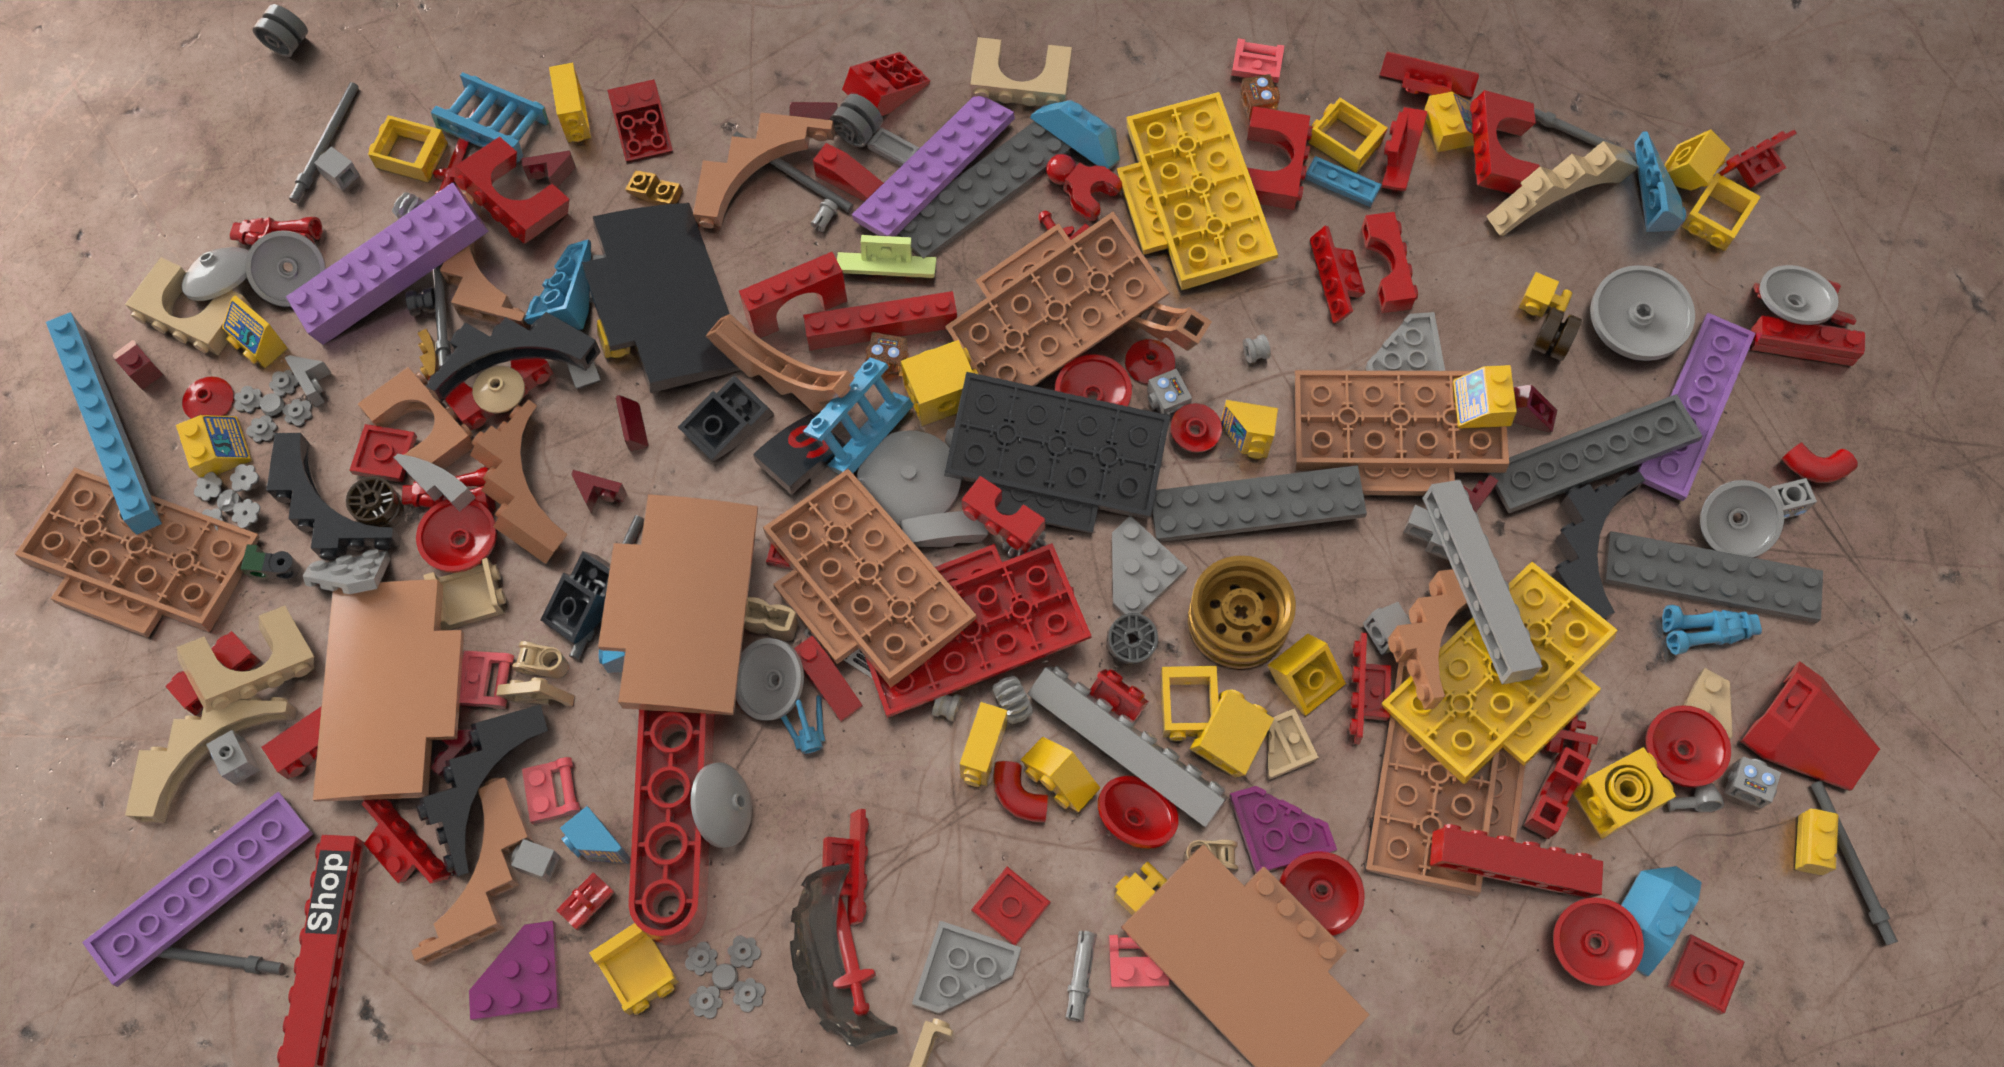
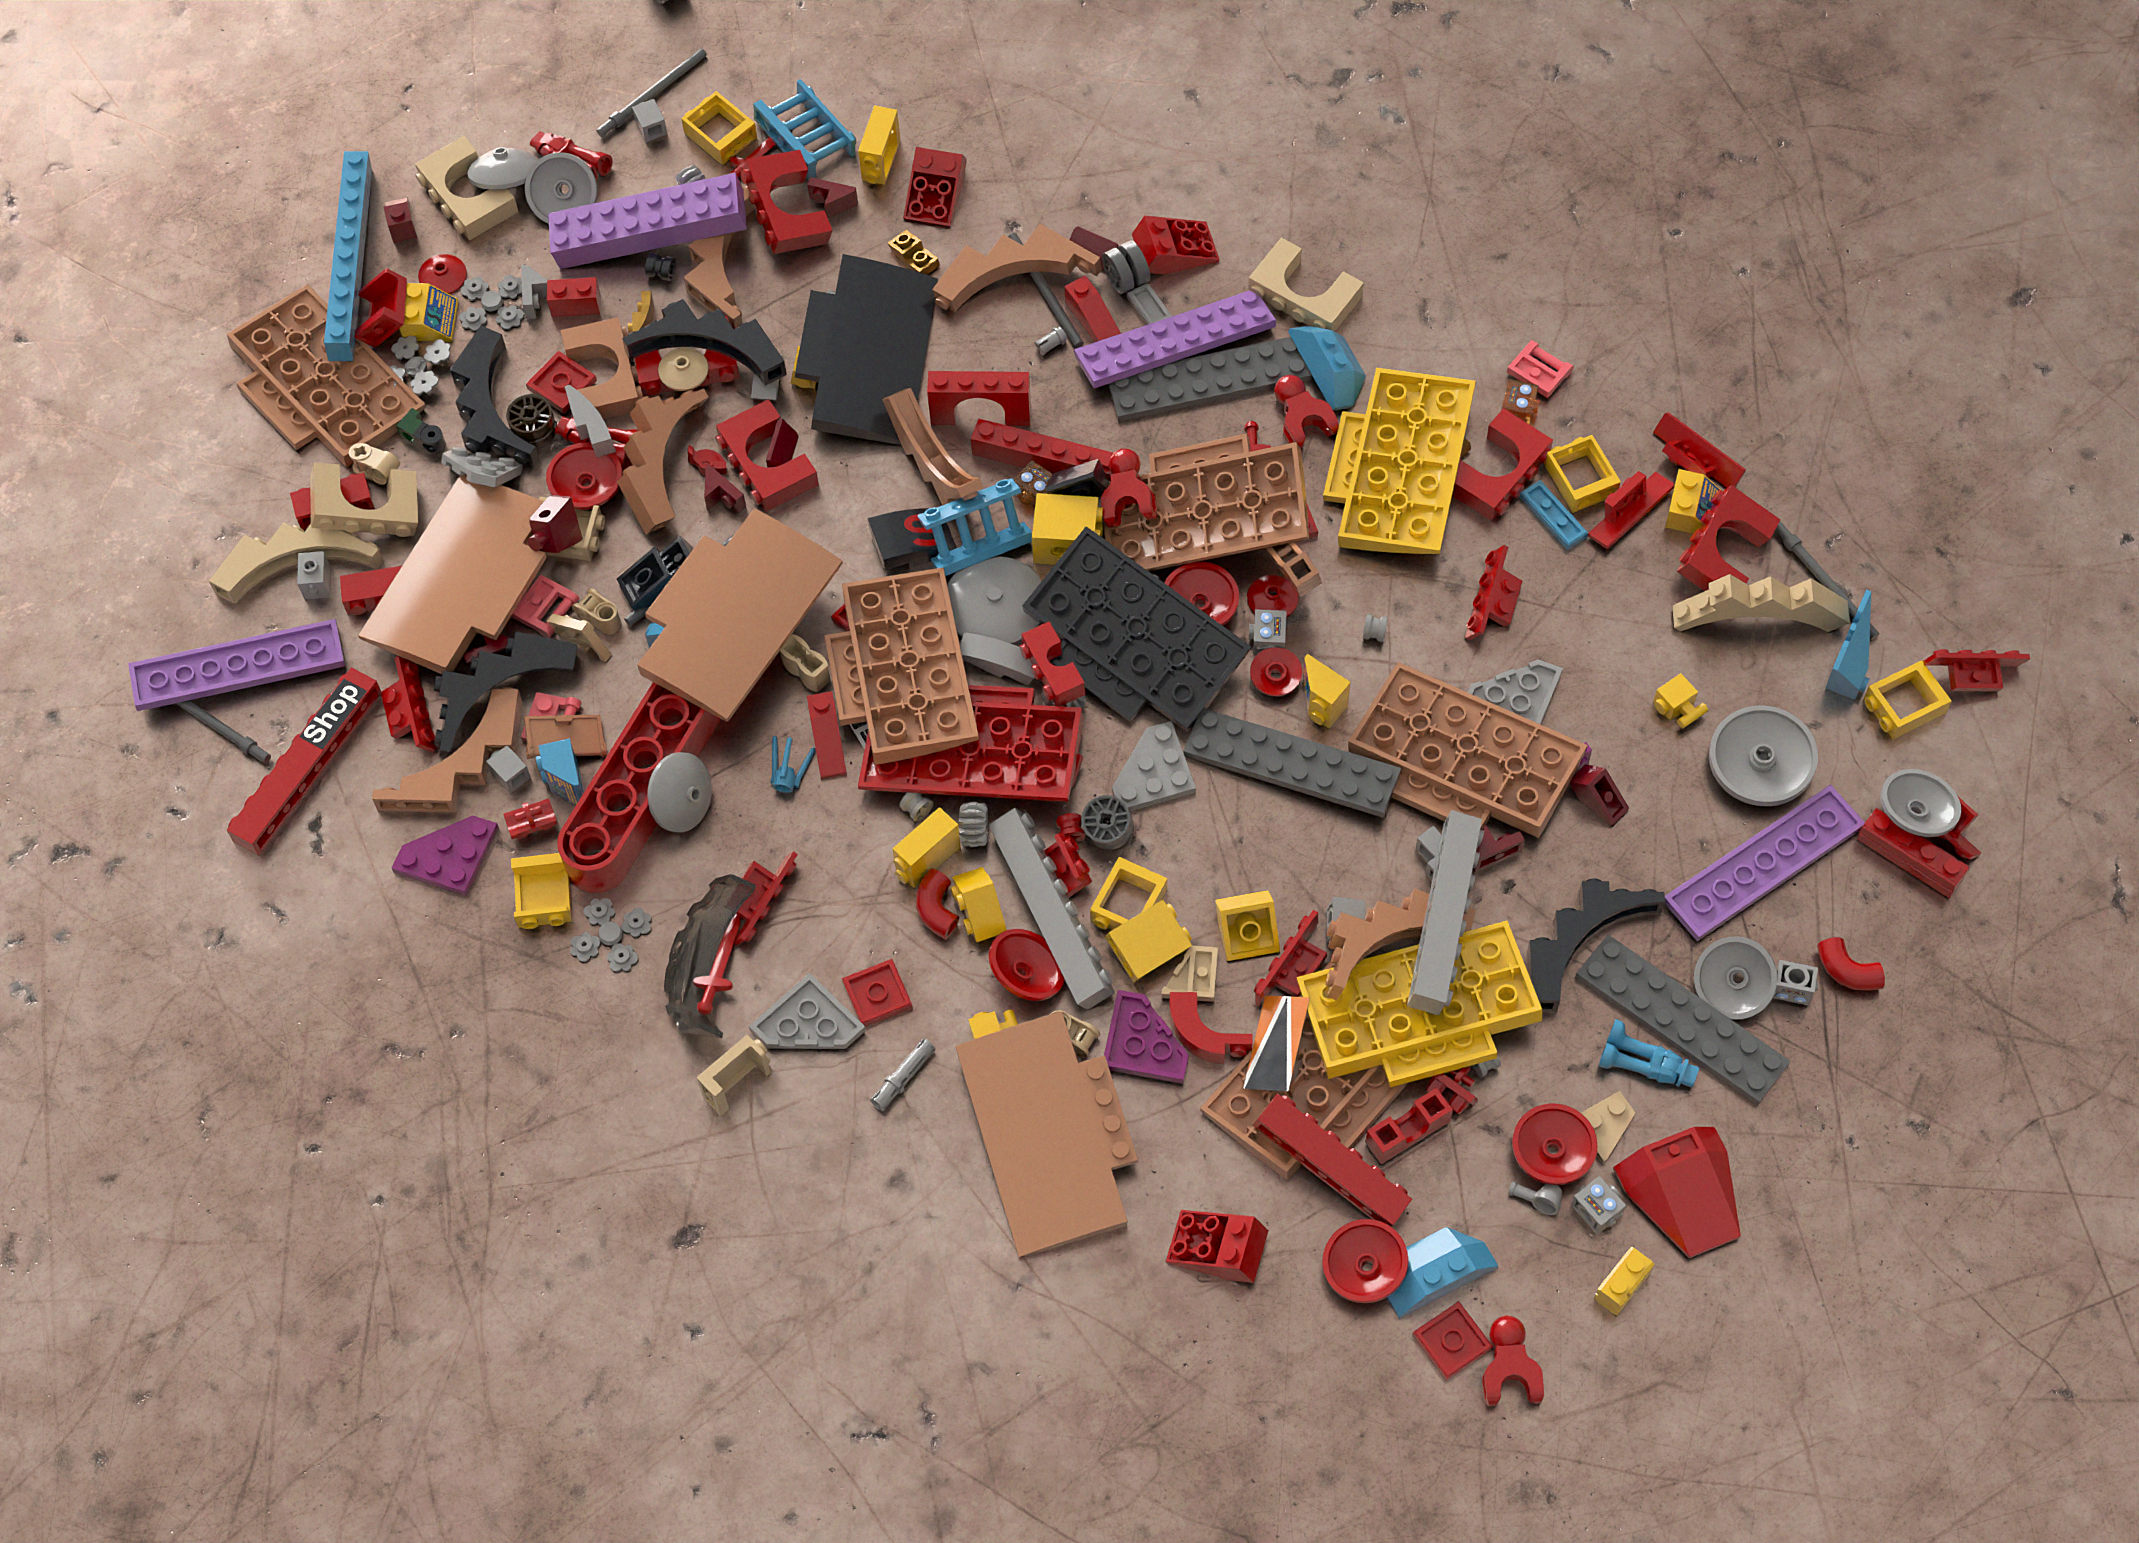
camera: 30 degrees right, 5 degrees down
(169, 457) = (386, 307): none -> red panel
(235, 616) = (373, 462): none -> tan piece
(252, 334) = (505, 234): slope -> none
(352, 366) = (573, 297): none -> red brick
(442, 345) = (655, 311): dark grey bar -> none
(456, 598) = (554, 525): none -> dark red torso
(564, 465) = (706, 457): none -> red piece
(567, 290) = (786, 312): dark azure wedge -> none
(590, 789) = (583, 732): none -> nougat door
(640, 463) = (768, 485): none -> red arch
(725, 419) = (864, 480): black slope -> none
(758, 676) = (776, 711): light grey dish -> none
(886, 257) = (1084, 401): yellowish green bracket -> none
(930, 332) = (1080, 480): none -> black slope
(976, 319) = (1126, 489): none -> red piece
(1099, 659) = (1070, 825): none -> red wheel
(1133, 971) = (950, 1093): coral plate -> none
(1252, 577) = (1217, 843): pearl gold wheel -> none
(1320, 801) = (1200, 1039): none -> red arch
(1341, 903) = (1136, 1090): red dish -> none
(1383, 236) = (1540, 630): red arch -> none
(1400, 774) = (1276, 1043): none -> sticker
(1456, 993) = (1218, 1244): none -> red slope
(1485, 398) = (1551, 759): yellow slope -> none
(1557, 334) = (1666, 737): dark brown wheel -> none
(1595, 453) = (1634, 858): dark grey plate -> none
(1623, 792) = (1468, 1152): yellow brick -> none
(1697, 160) = (1908, 642): yellow slope -> none
(1769, 970) = (1511, 1362): none -> red piece
(1878, 914) = (1644, 1369): dark grey bar -> none

